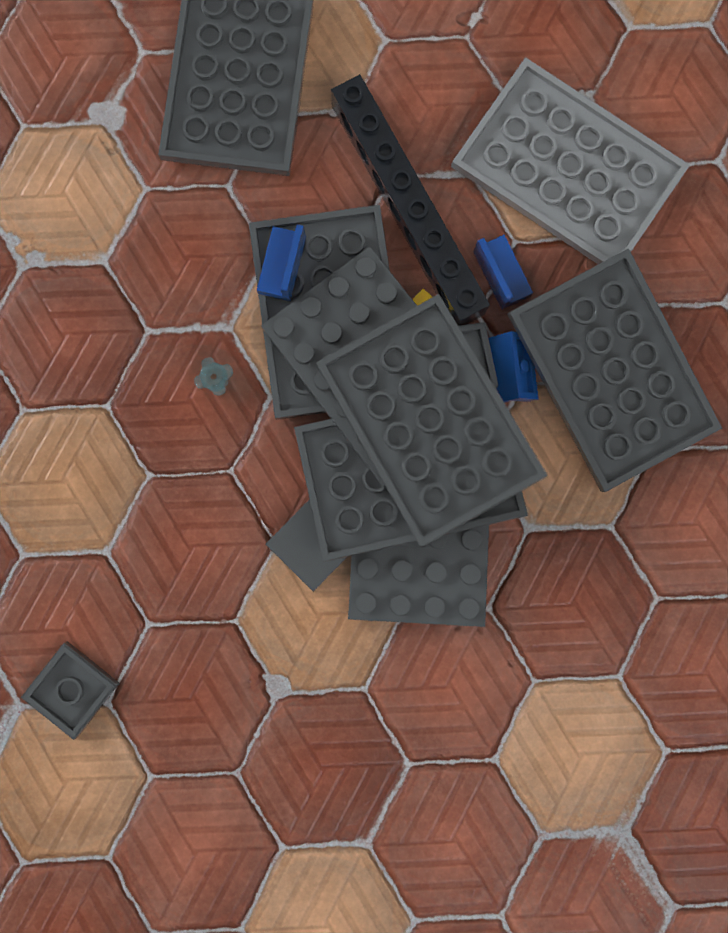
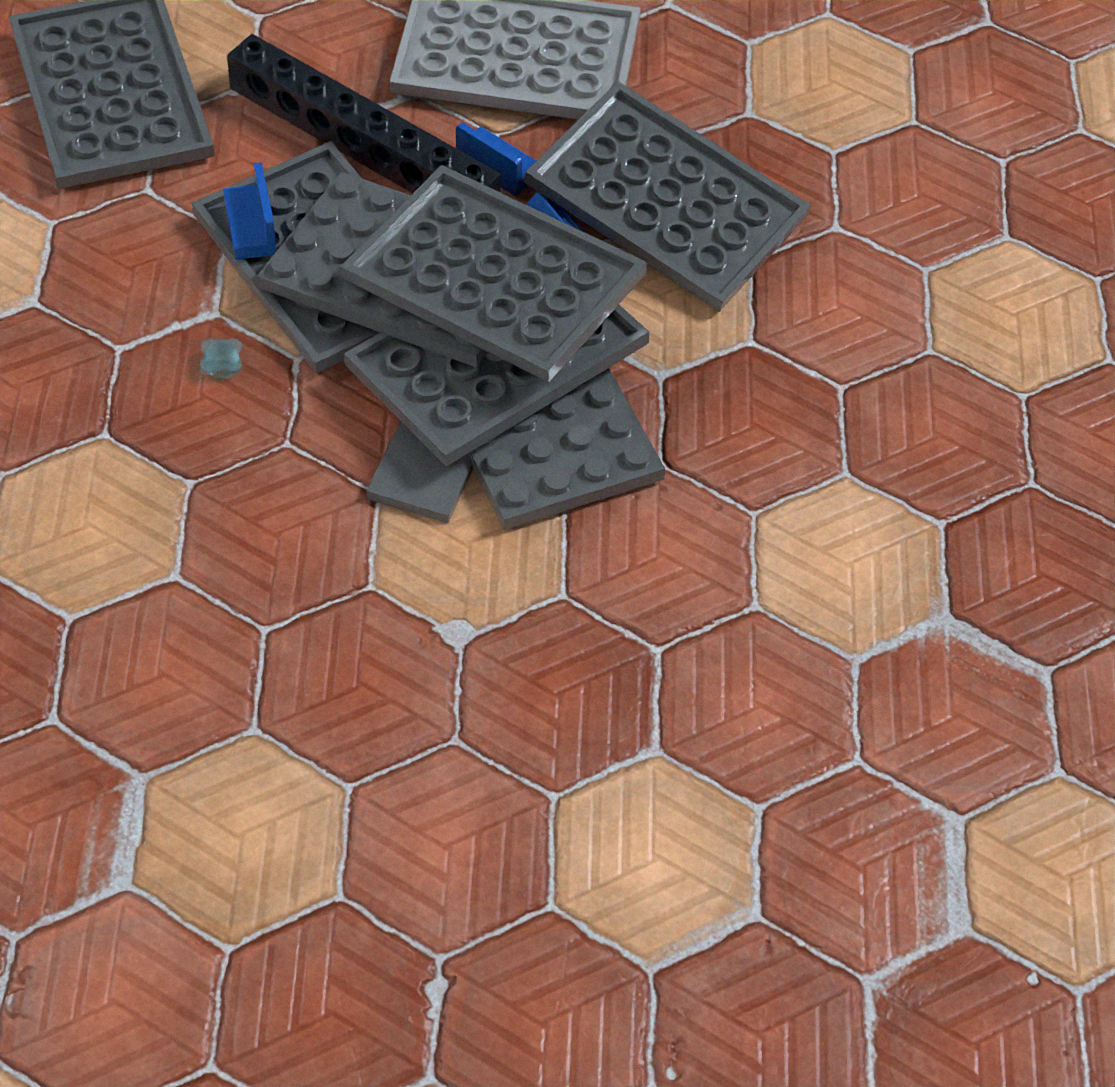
camera: 30 degrees left, 30 degrees down
(70, 690) = (200, 729): dark grey tile -> none

